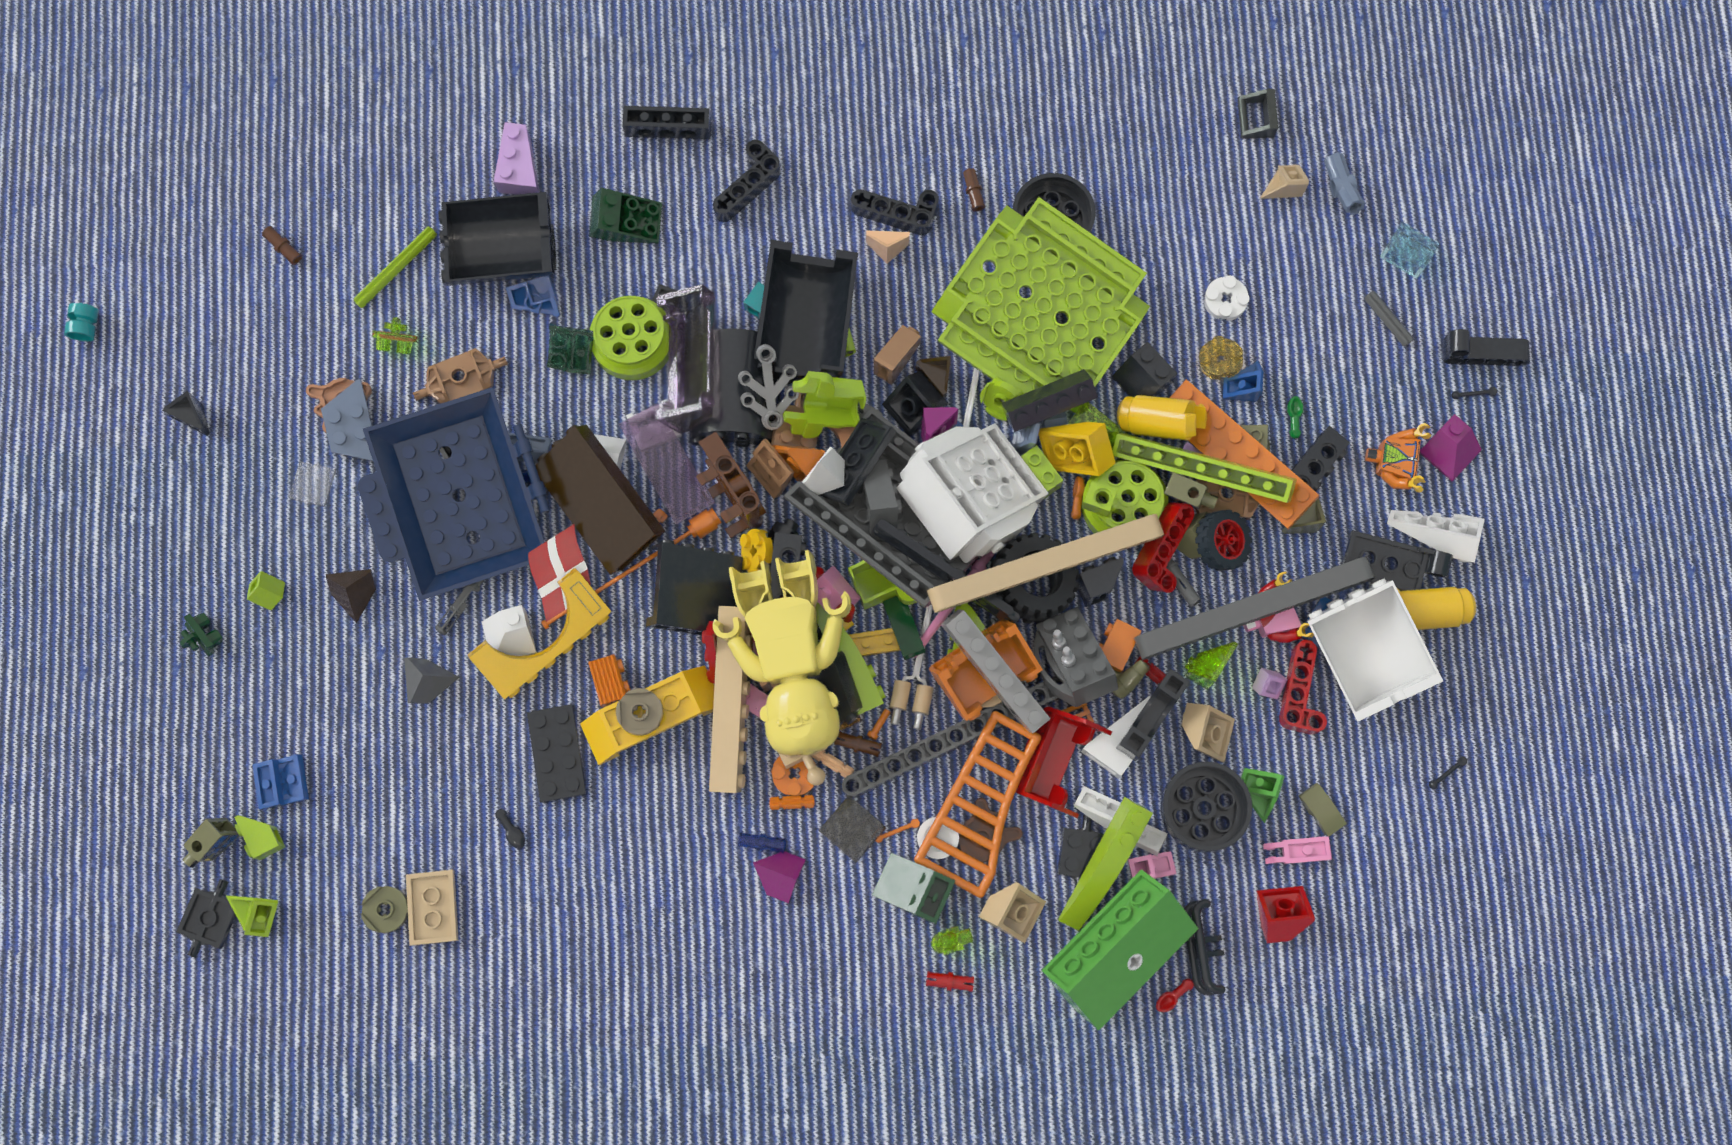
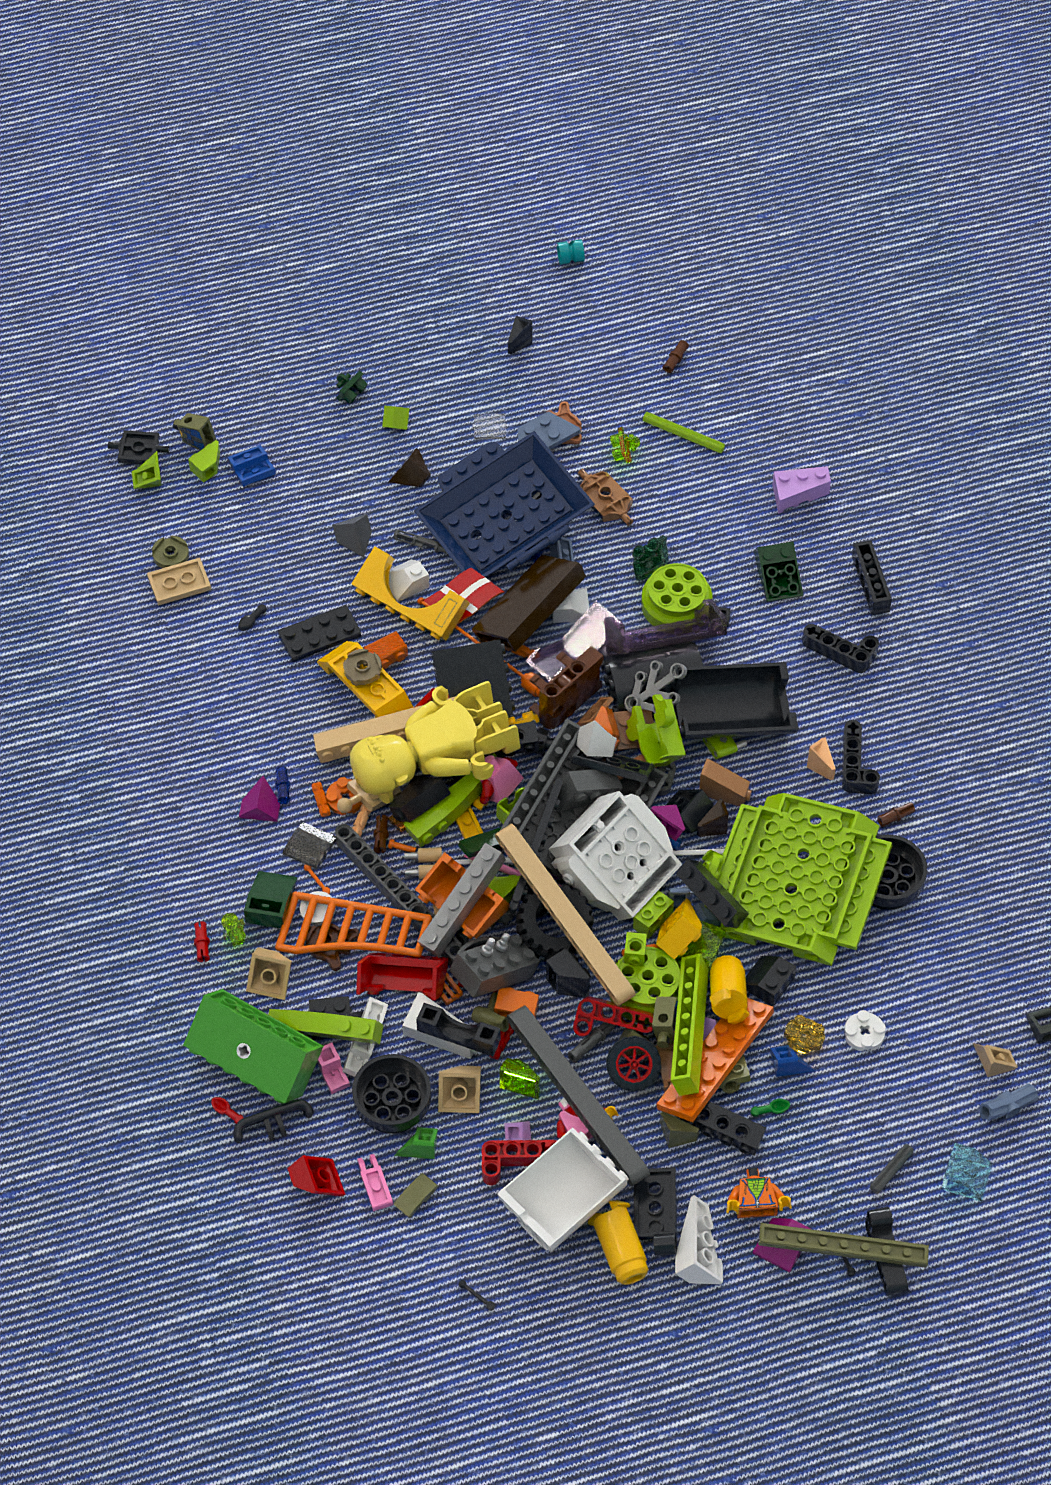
camera: 75 degrees right, 20 degrees down
(497, 239) = (725, 487): black cylinder -> none
(534, 296) = (690, 528): blue slope -> none
(1481, 388) = (843, 1245): none -> olive tile

